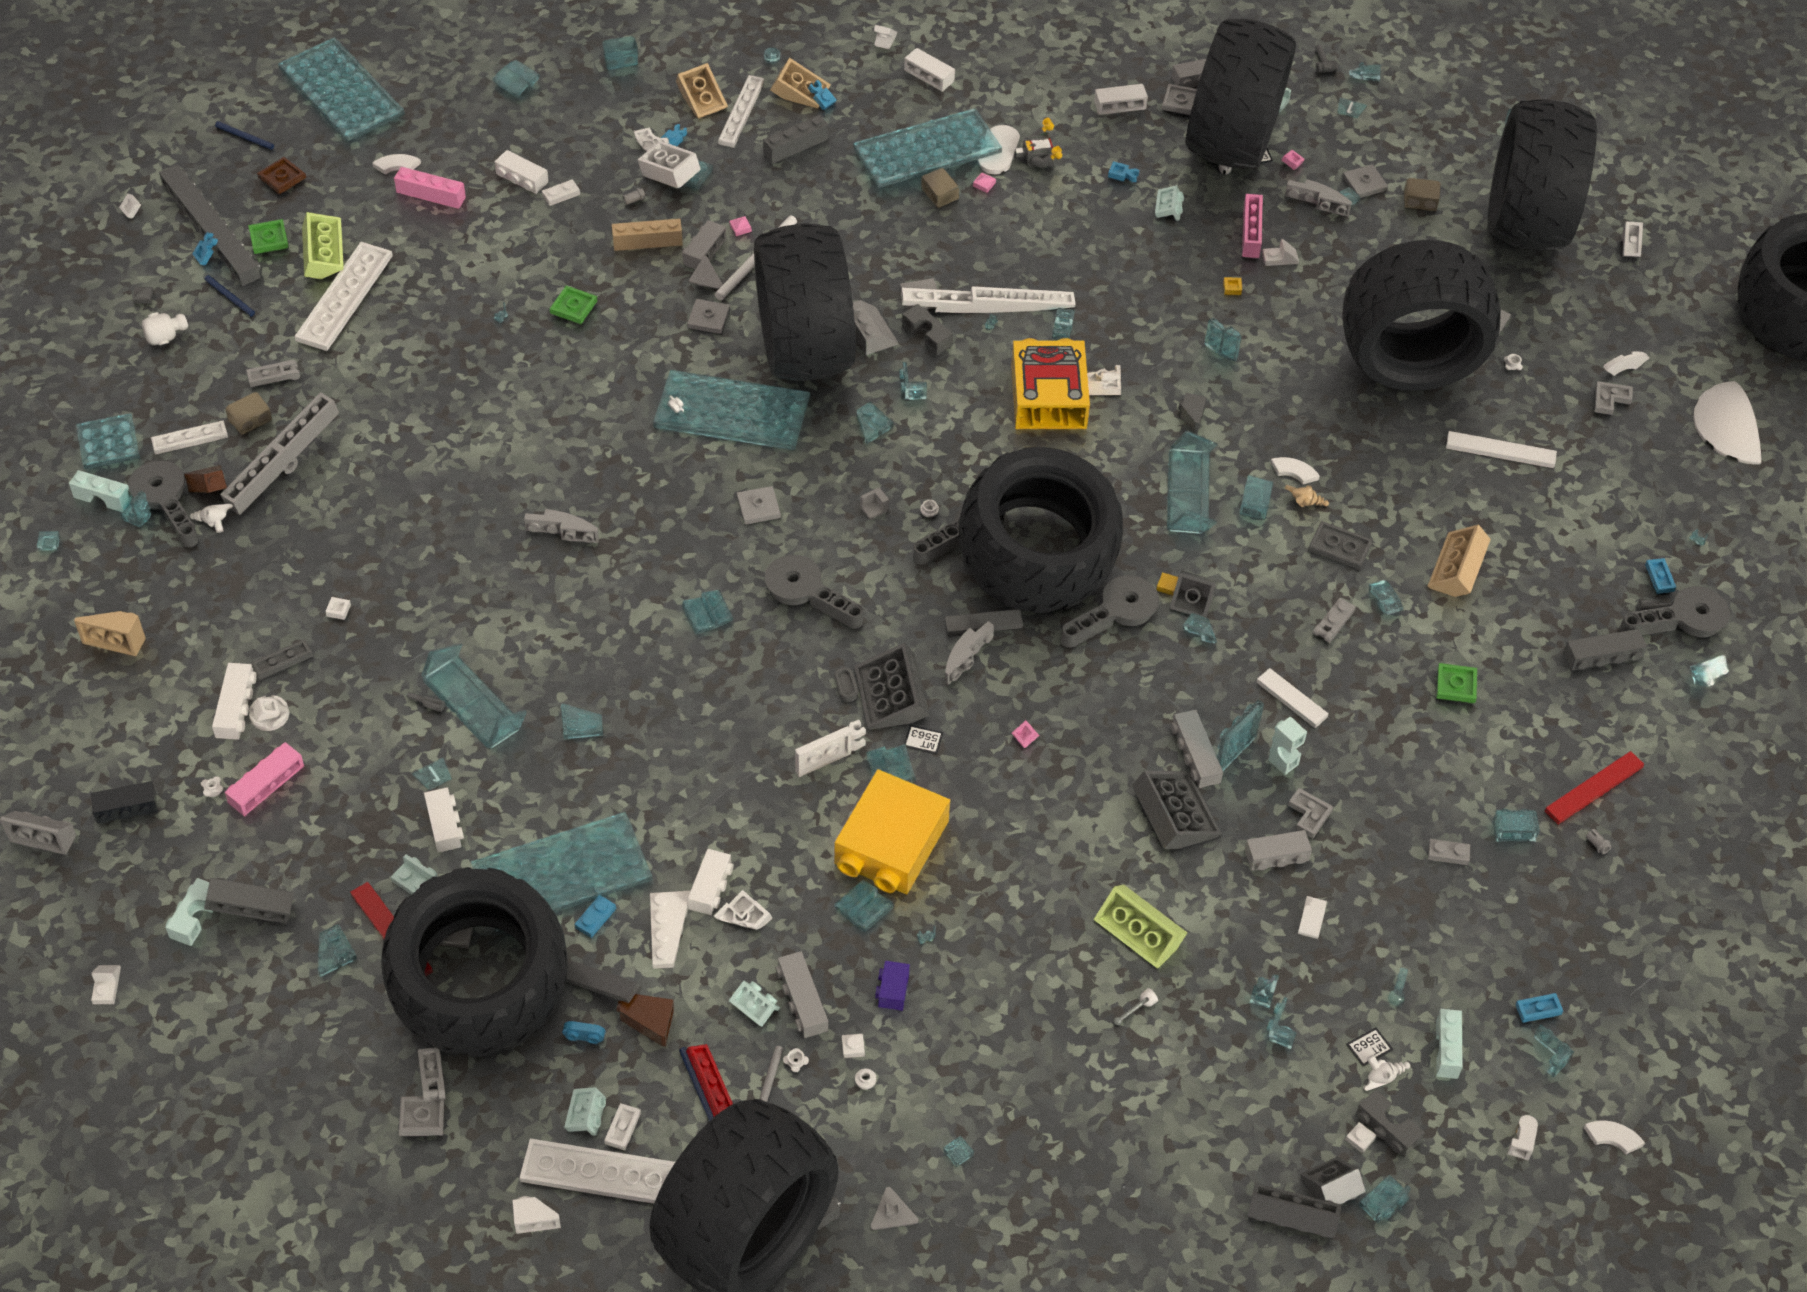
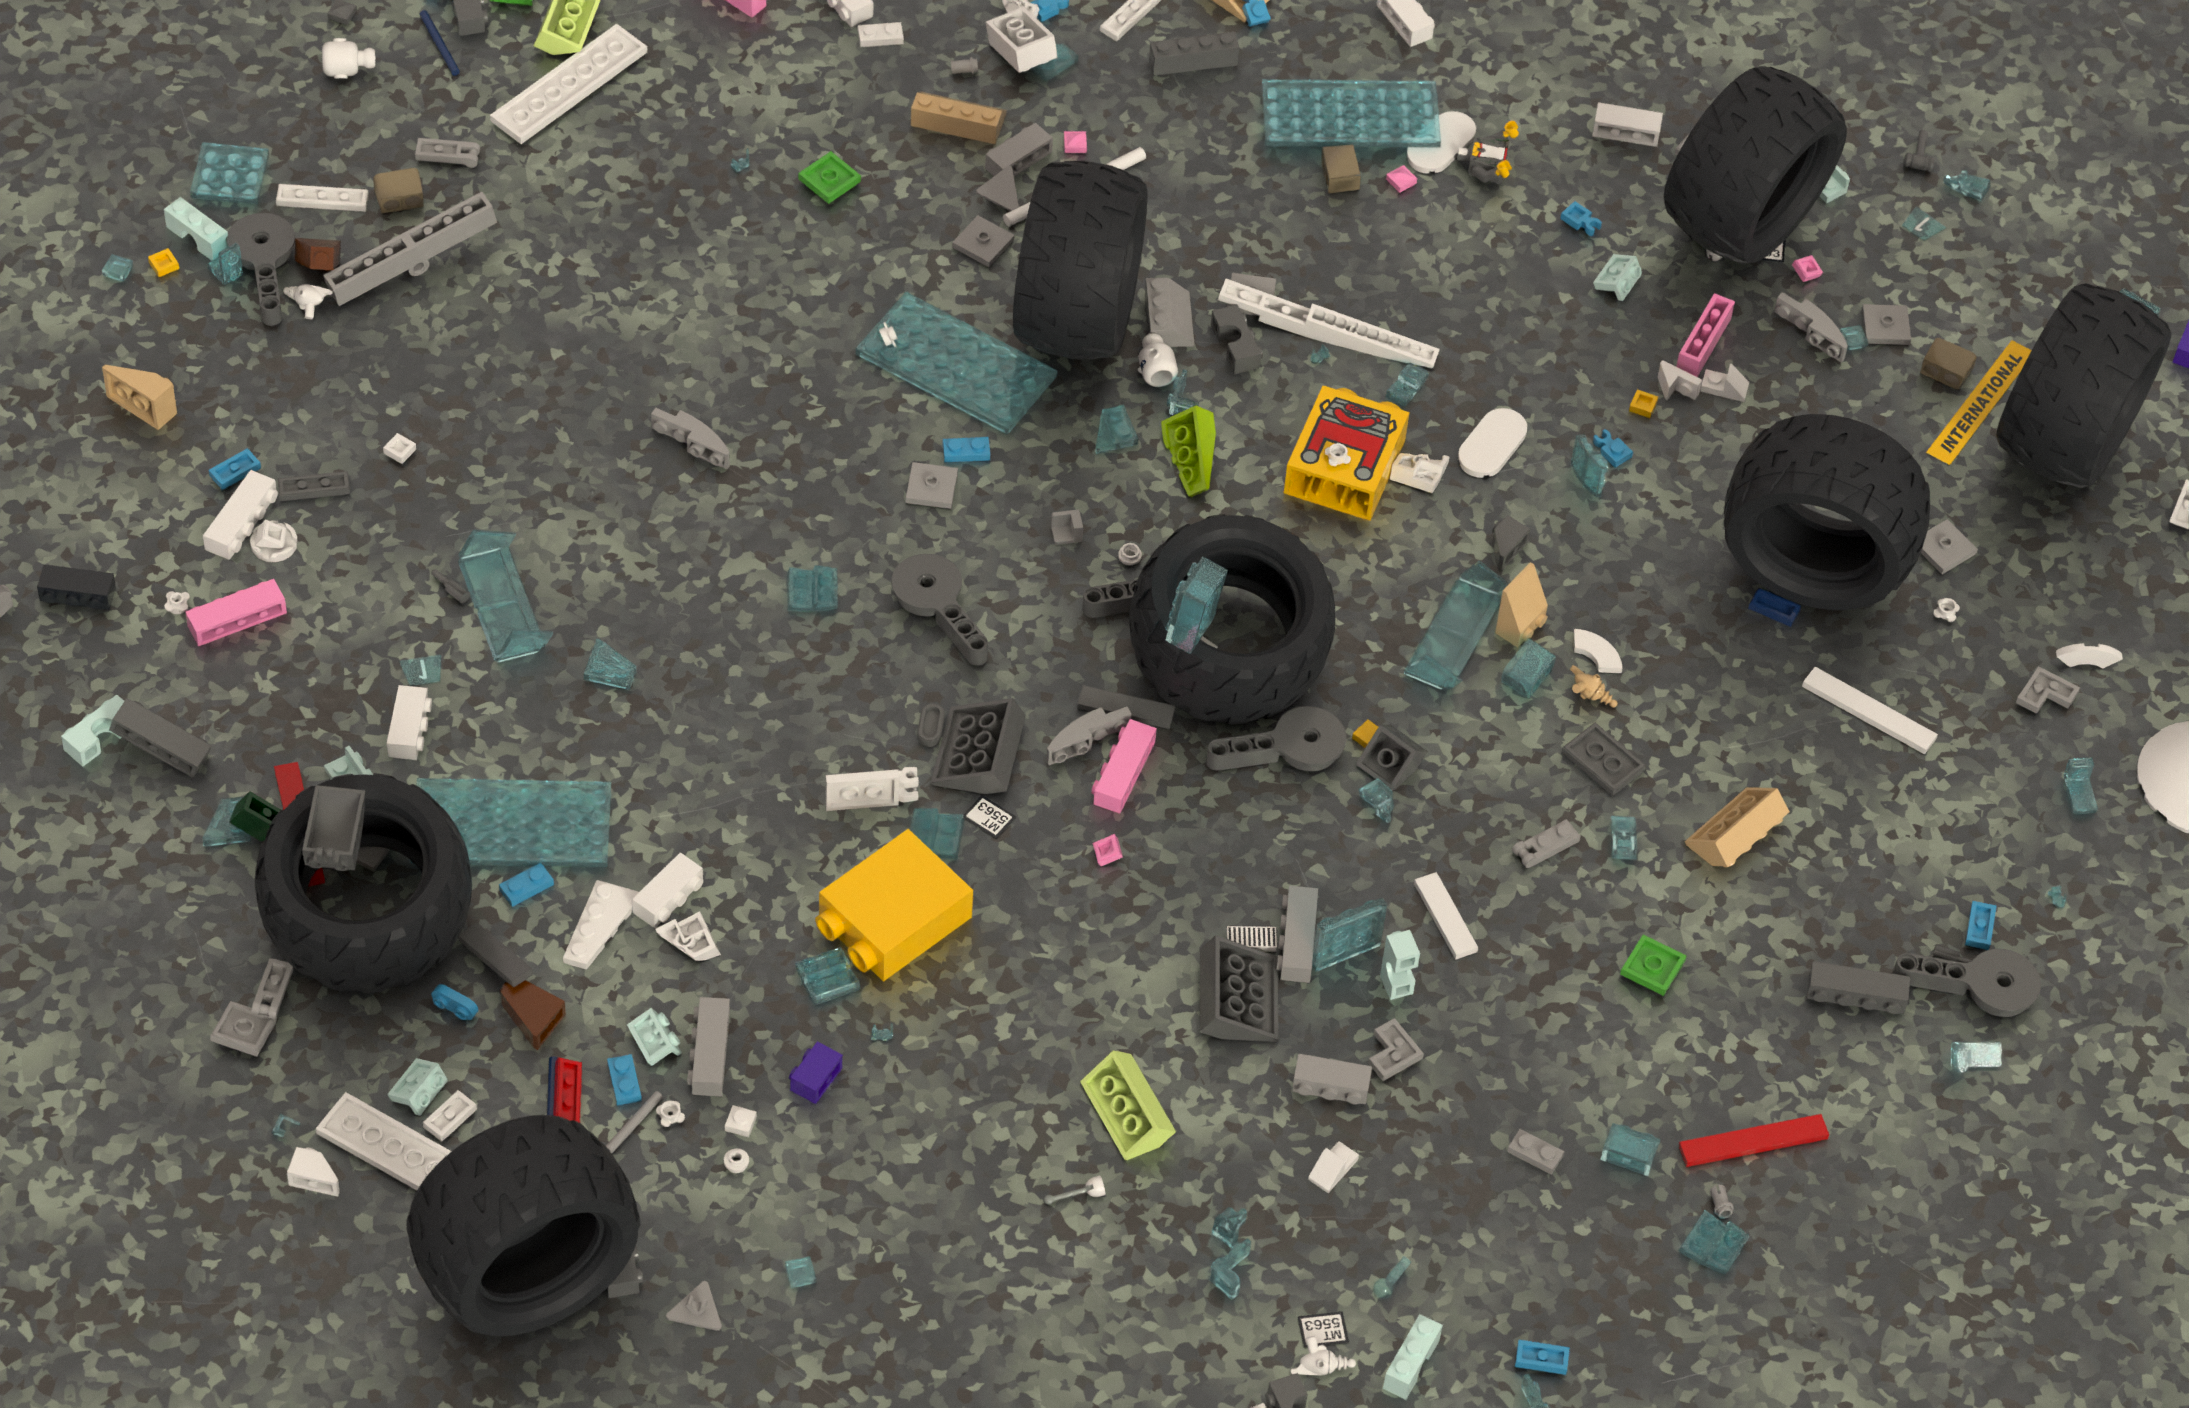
camera: 20 degrees right, 0 degrees up
(83, 525) = (163, 262): none -> yellow tile
(213, 666) = (234, 469): none -> dark azure plate
(360, 938) = (253, 815): none -> dark green brick
(443, 926) = (334, 828): none -> dark grey piece
(485, 1189) = (279, 1131): none -> clear light blue piece
(746, 1045) = (624, 1079): none -> dark azure plate
(771, 470) = (966, 449): none -> dark azure plate
(880, 362) = (1157, 361): none -> white piece
(934, 414) = (1191, 442): none -> lime wedge
(1006, 667) = (1124, 766): none -> bright pink brick
(1032, 523) = (1195, 604): none -> clear light blue brick
(1051, 386) = (1337, 454): none -> white plate
(1144, 346) = (1492, 442): none -> white tile
(1166, 762) = (1255, 937): none -> tile
(1232, 456) = (1521, 607): none -> tan slope
(1236, 323) = (1612, 450): none -> dark azure plate
(1246, 261) = (1674, 378): none -> white slope
(1397, 398) = (1774, 607): none -> dark blue tile
(1456, 205) = (1979, 403): none -> yellow sticker
(1609, 874) = (1714, 1243): none -> clear light blue slope
(1666, 452) = (2079, 786): none -> clear light blue bracket

